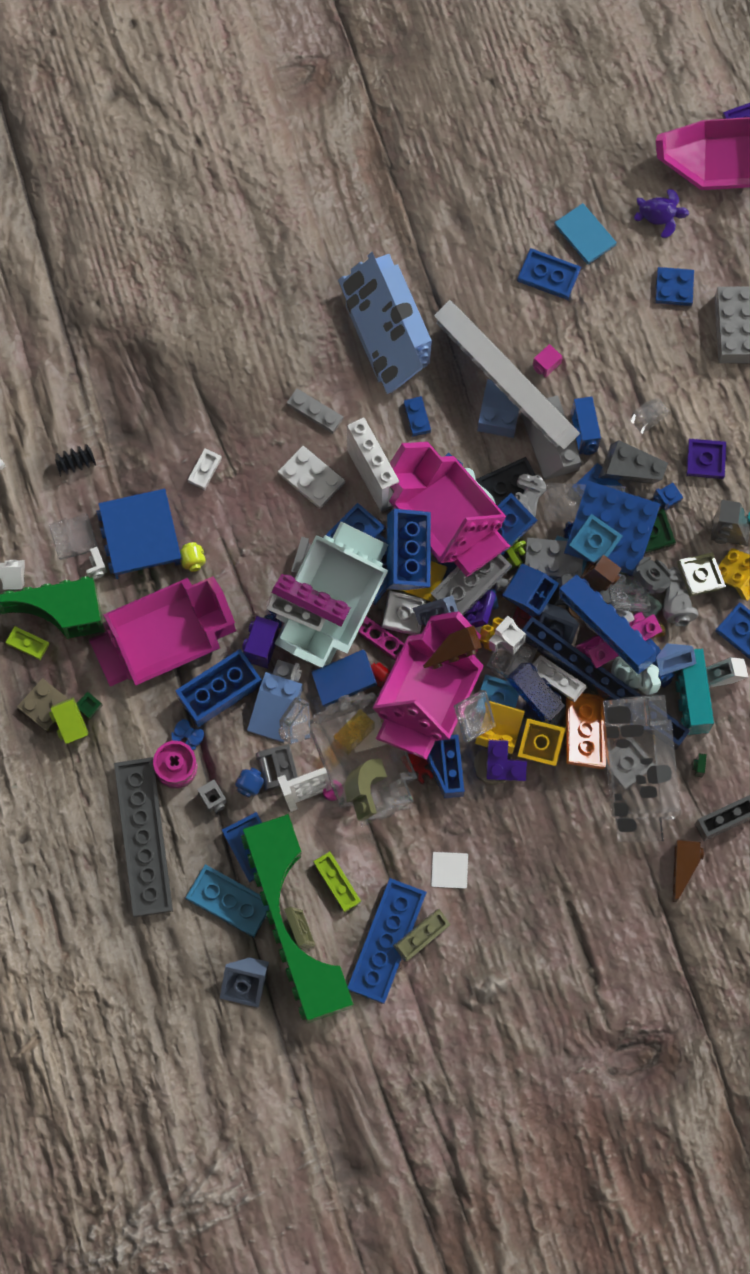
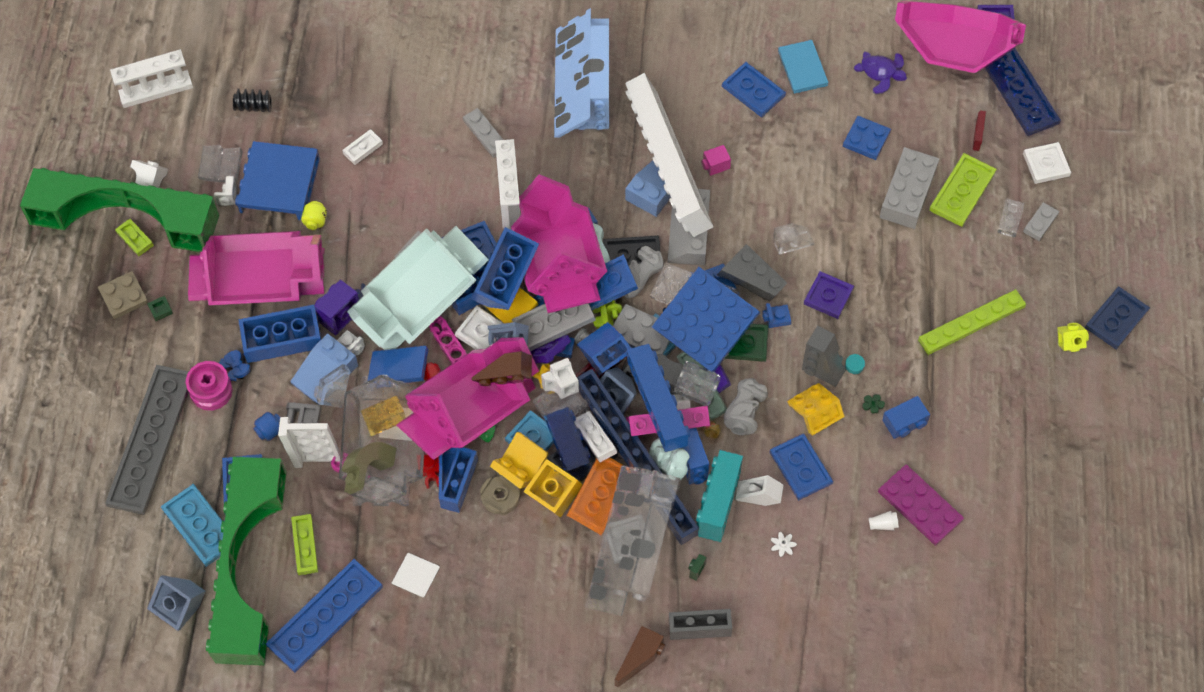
camera: 25 degrees right, 10 degrees down
(68, 720) = (134, 313): lime brick -> none
(209, 790) = (226, 421): light grey brick -> none
(296, 613) = (379, 286): white brick -> none
(300, 927) = (247, 570): olive tile -> none
(311, 477) = (455, 187): white plate -> none
(311, 600) = (394, 281): magenta plate -> none
(417, 416) = (575, 168): blue plate -> none
(421, 935) = (358, 622): olive tile -> none
(474, 715) = (498, 438): clear tile -> none
(499, 767) = (503, 495): dark purple plate -> none
(586, 422) = (724, 225): blue window -> none
(595, 539) = (683, 322): dark azure plate -> none
(601, 574) = (674, 354): reddish brown brick -> none
(644, 571) = (717, 370): dark grey plate -> none
(675, 657) = (709, 453): medium blue slope -> none
(701, 574) = (775, 393): tile -> none

